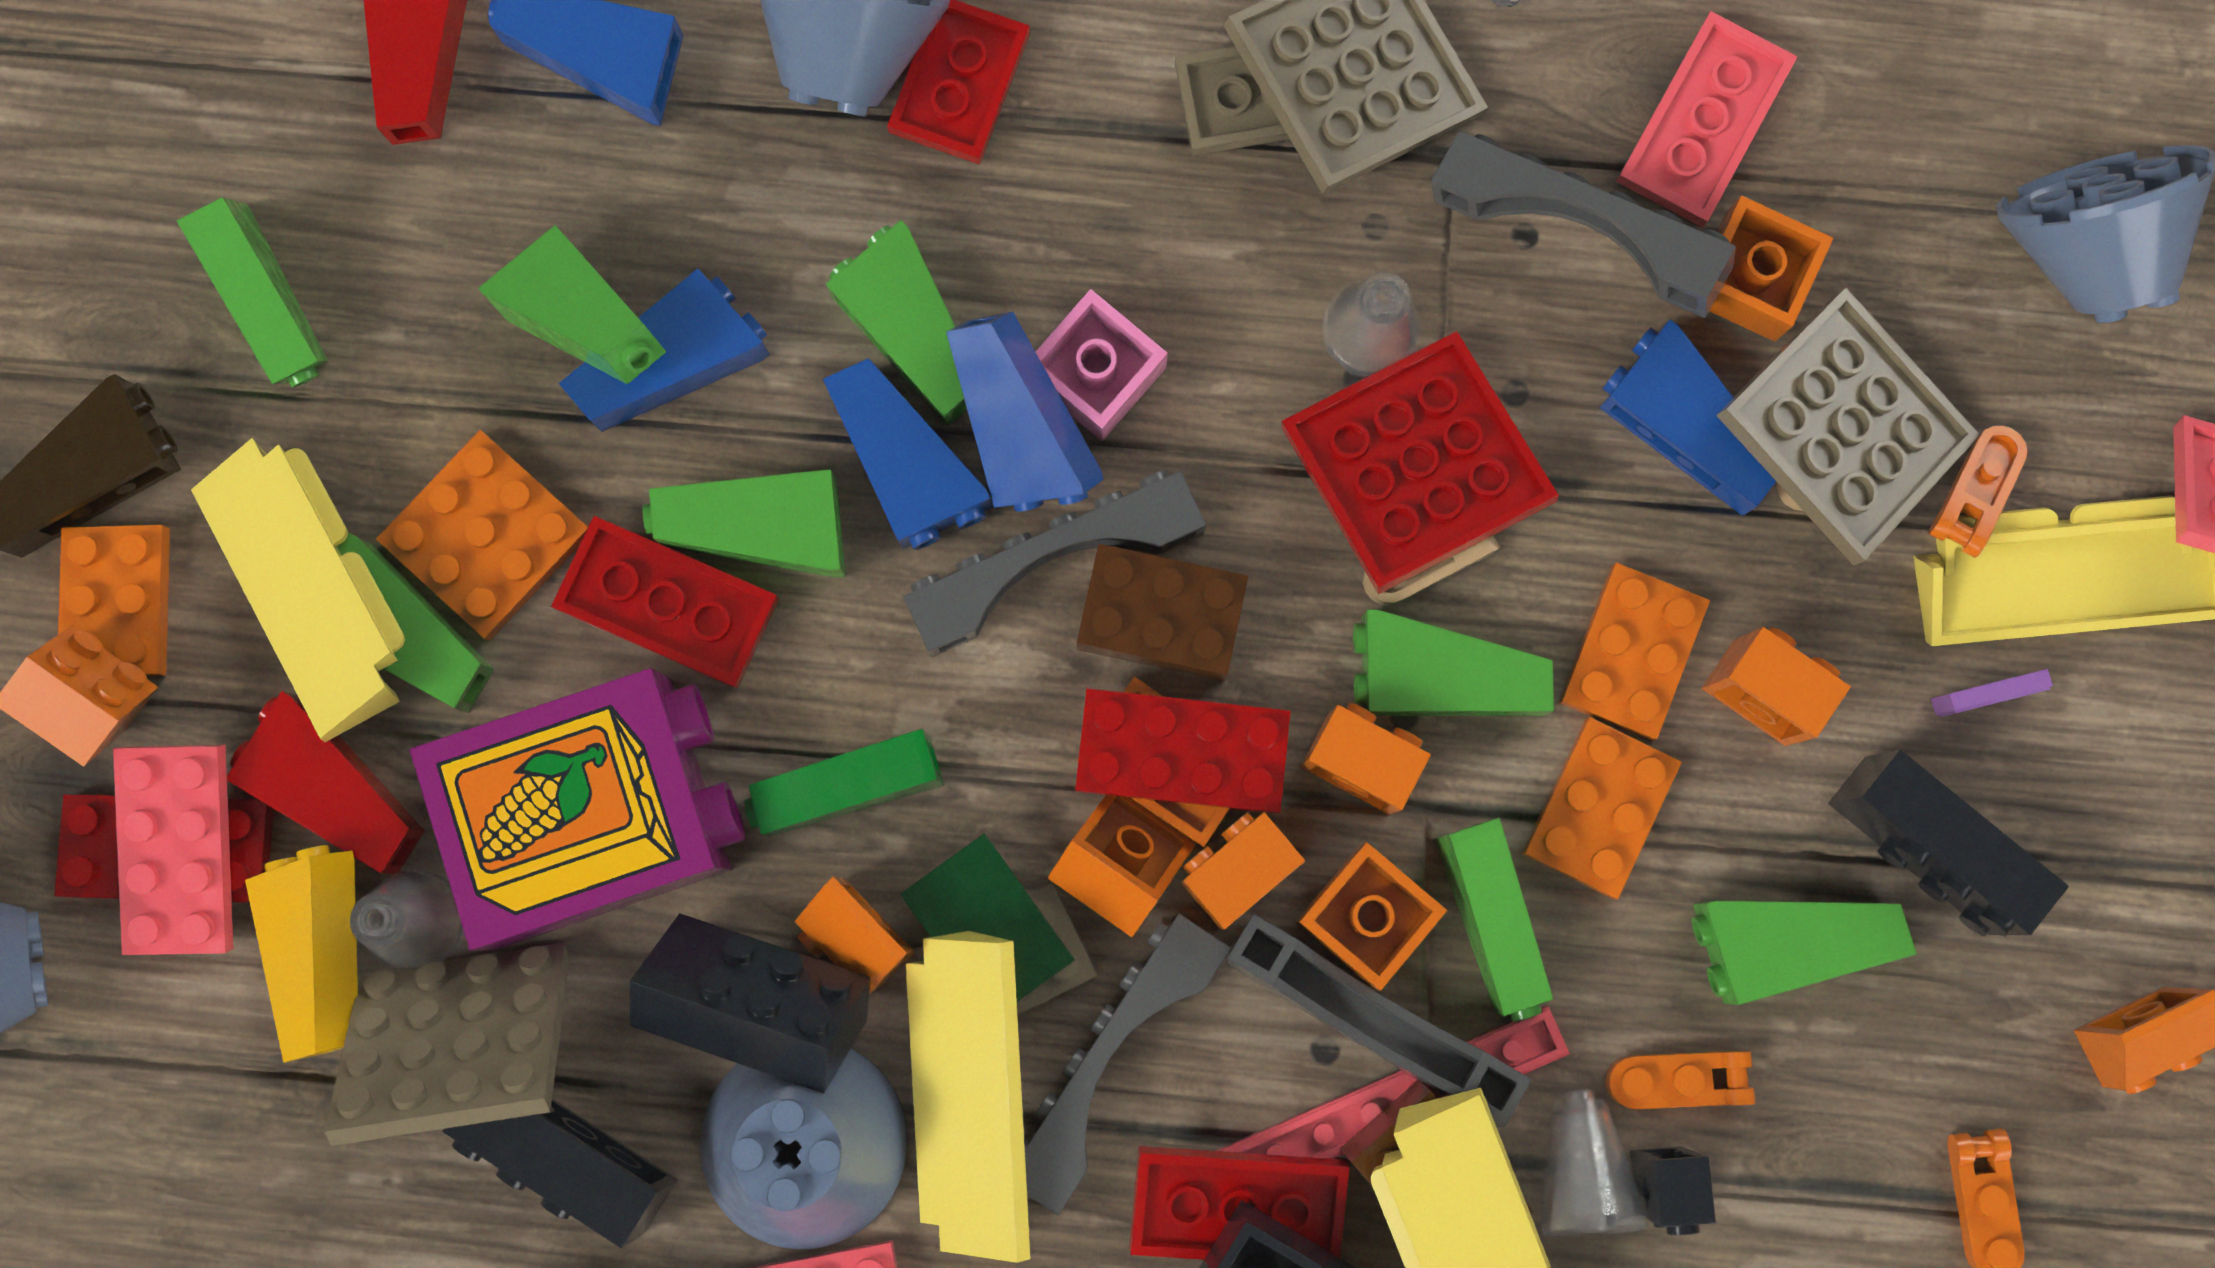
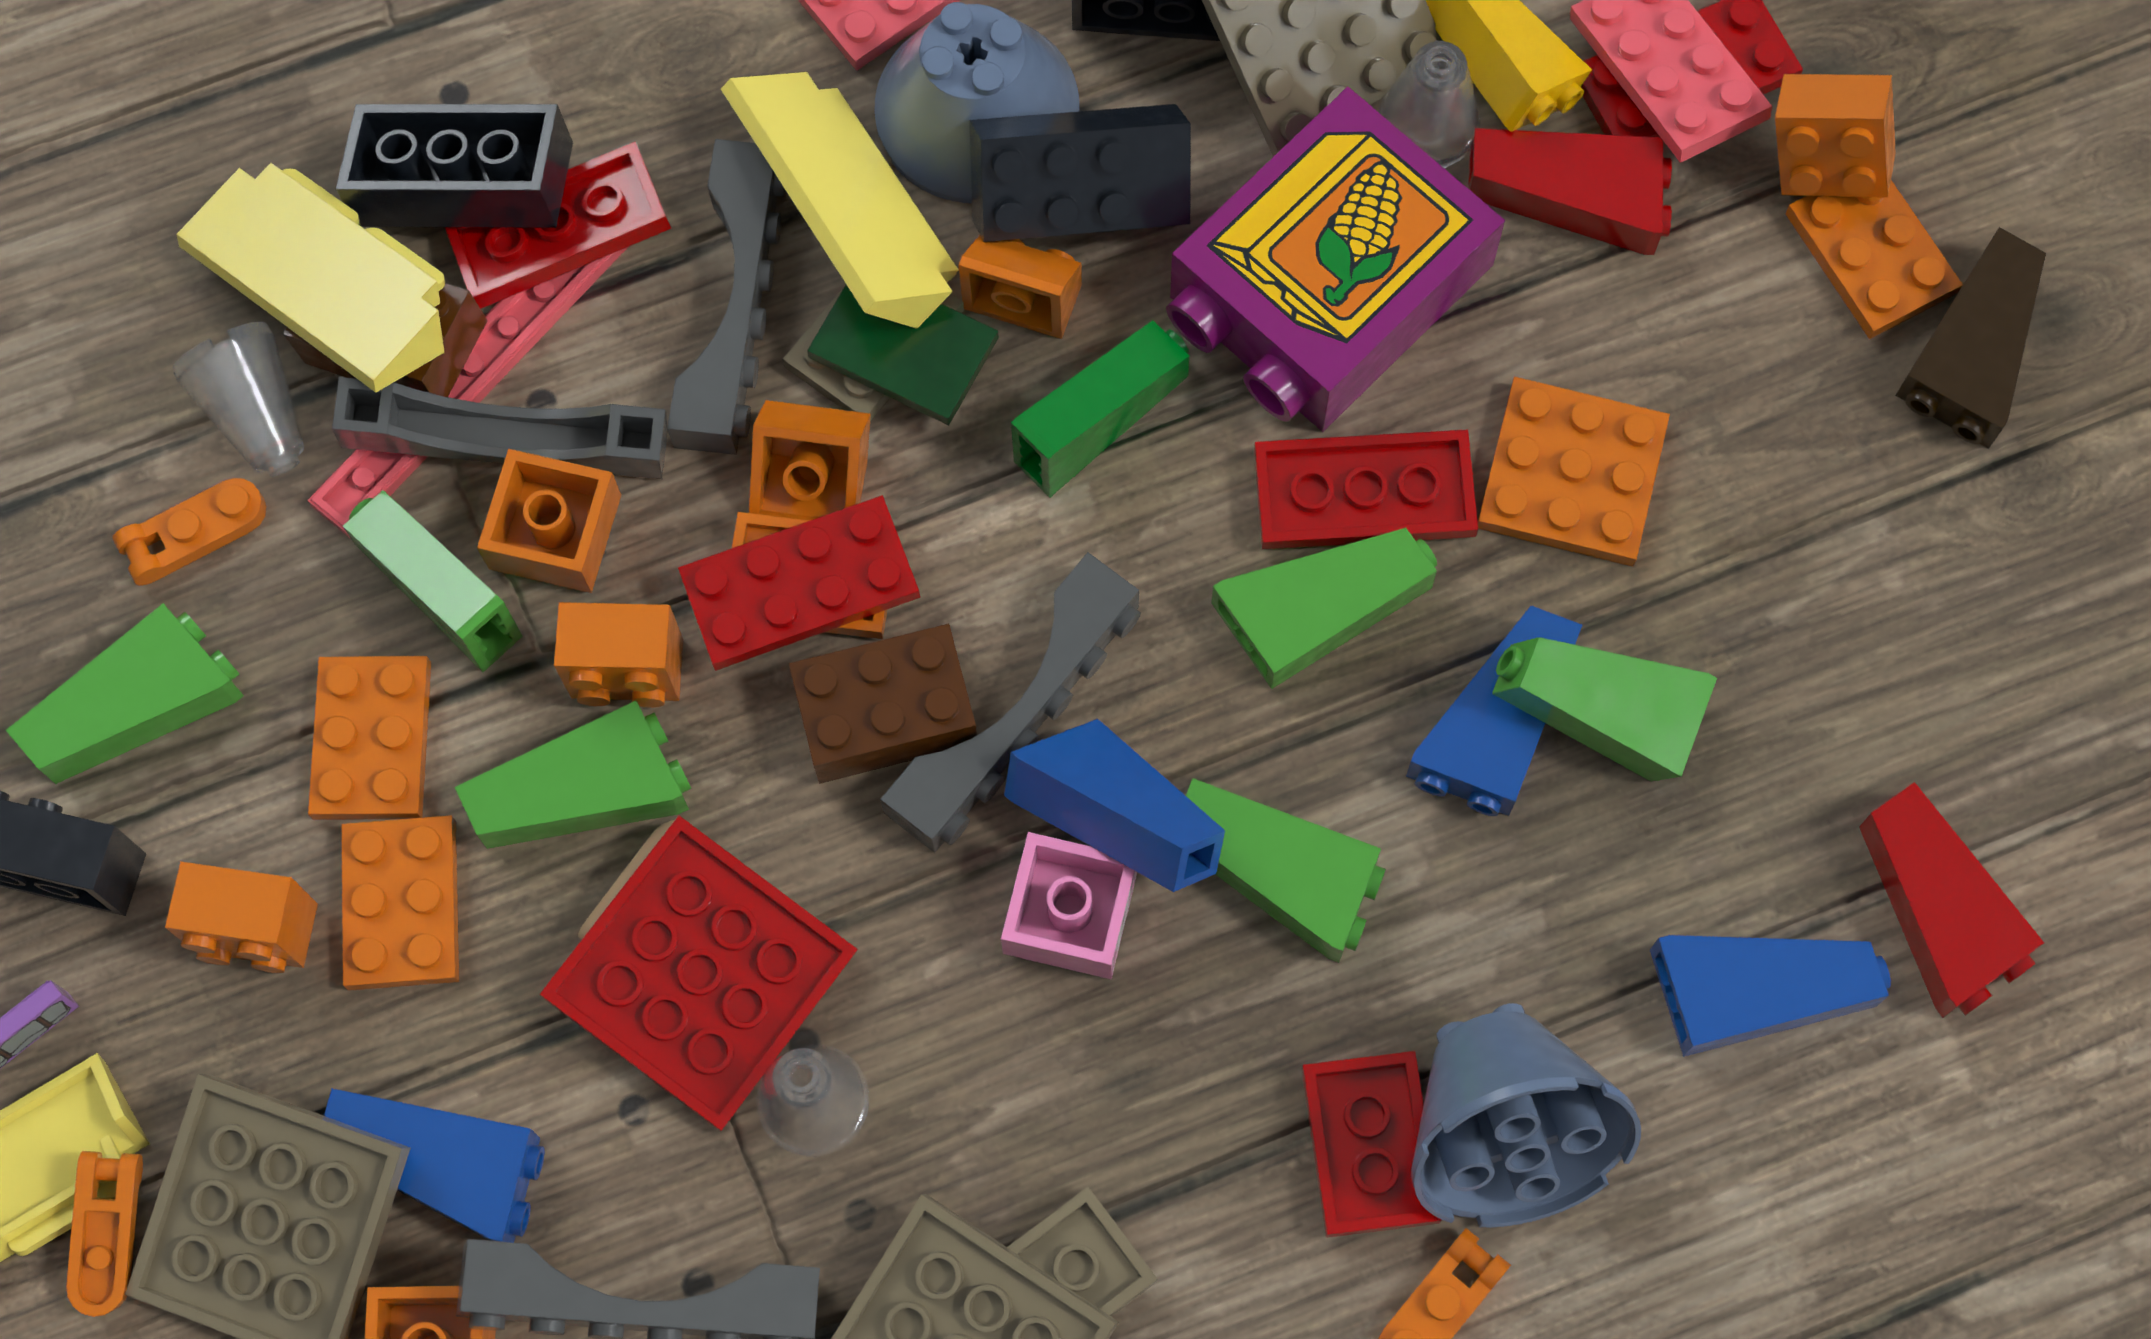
camera: 155 degrees right, 10 degrees down
(254, 290) = (1931, 576): bright green slope -> none
(309, 598) = (1688, 320): light yellow slope -> none
(433, 651) = (1602, 344): bright green slope -> none
(908, 464) = (1214, 729): blue slope -> none
(1241, 870) = (690, 496): orange brick -> none
(1674, 1188) = (162, 417): black brick -> none

